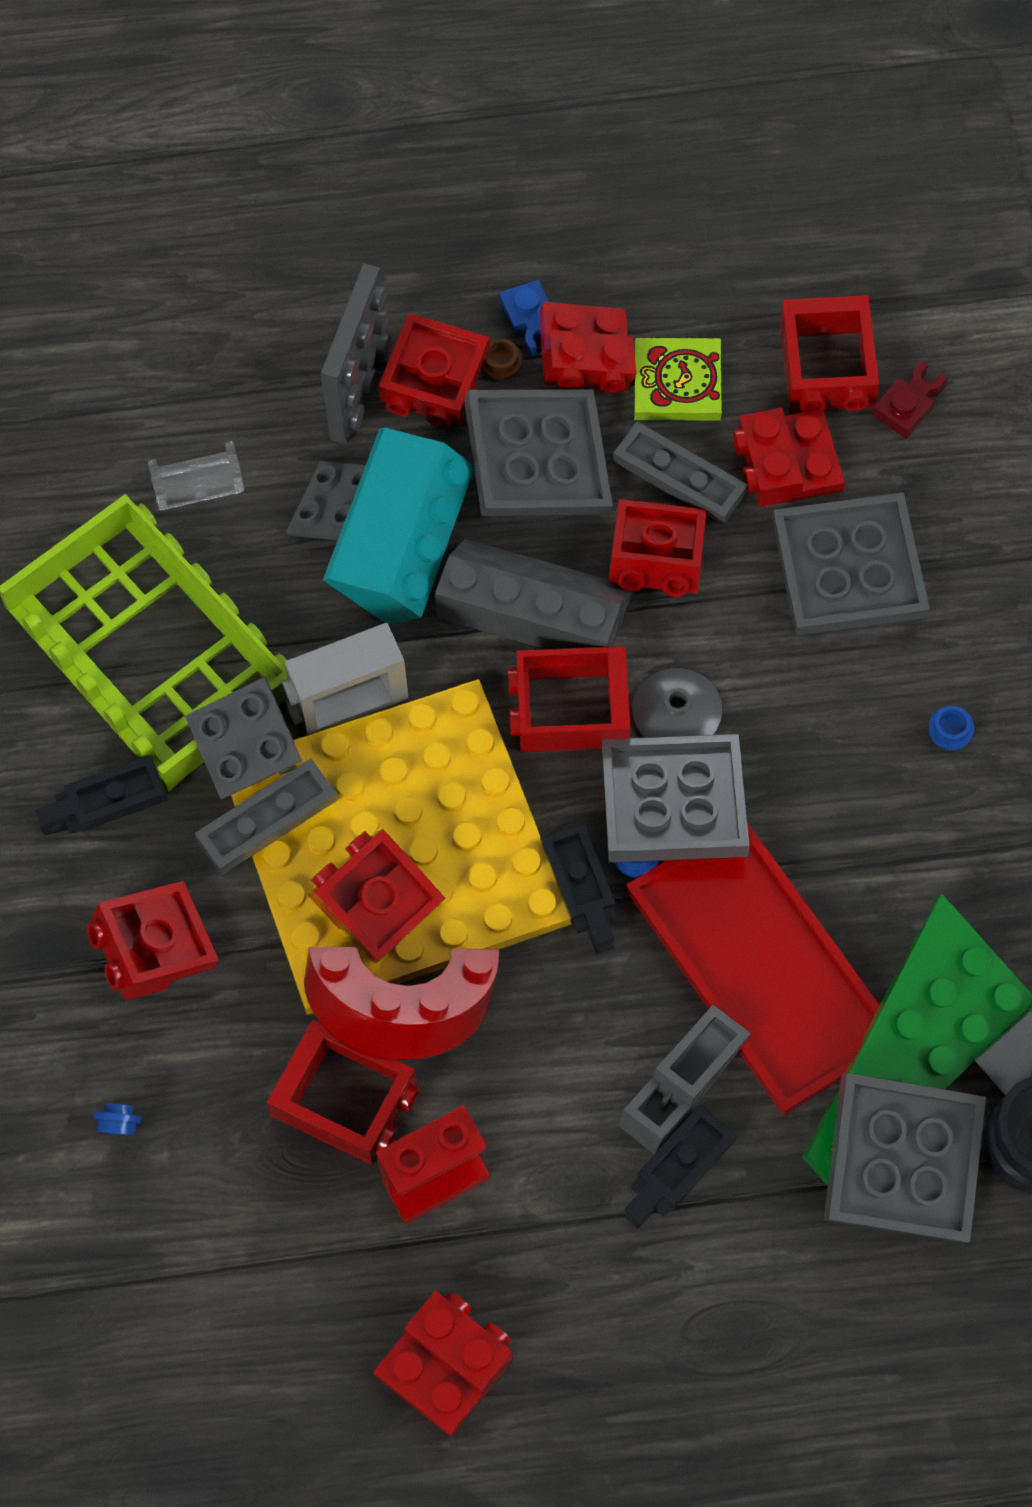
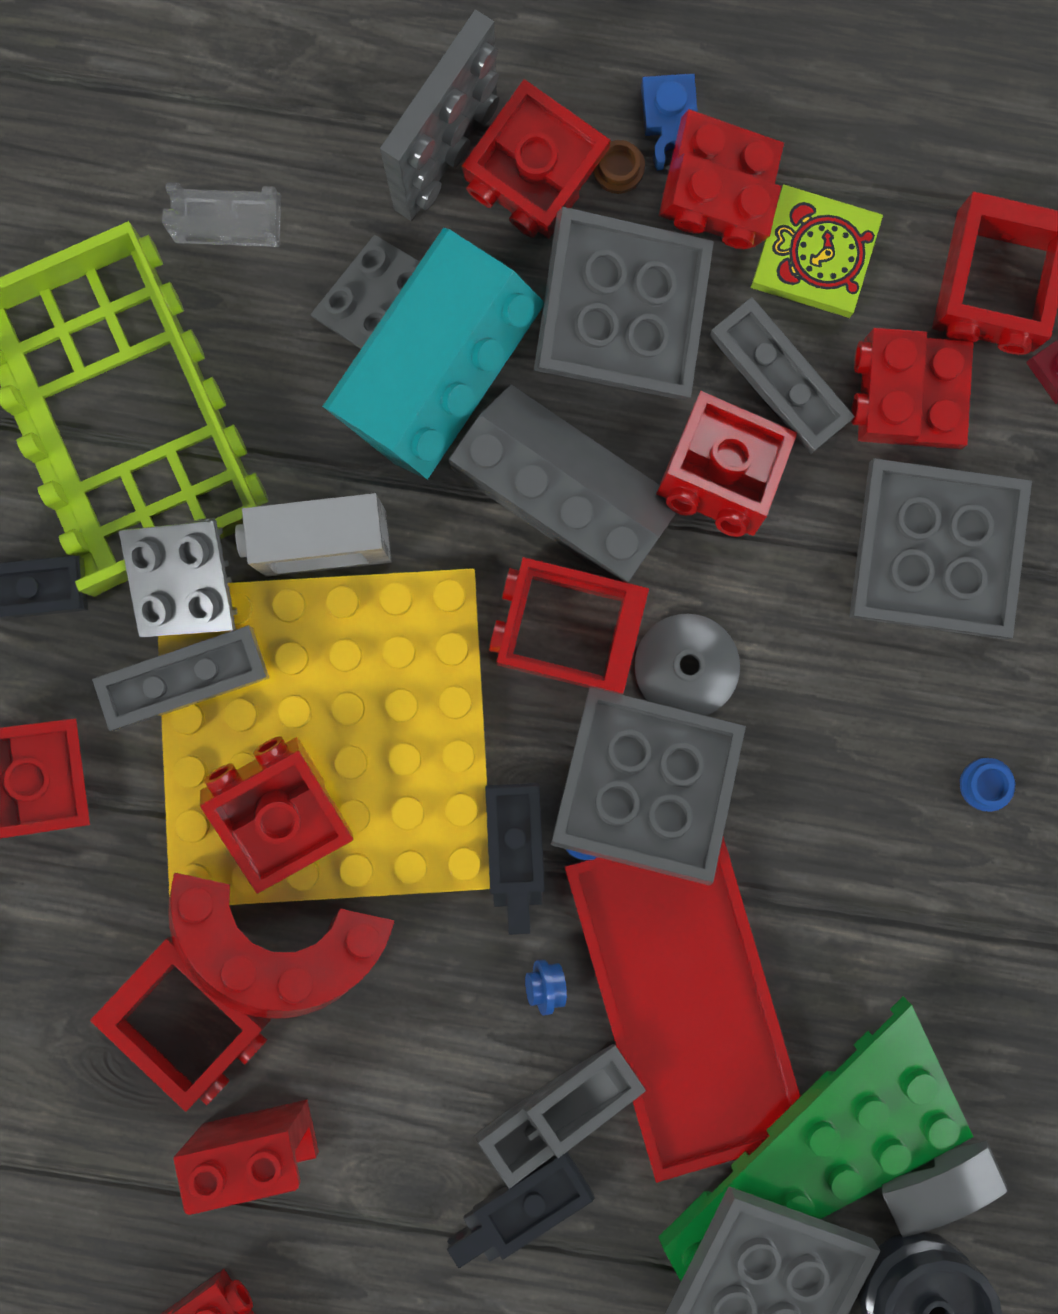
camera: 10 degrees right, 20 degrees up
(641, 981) = (546, 987): none -> blue plate

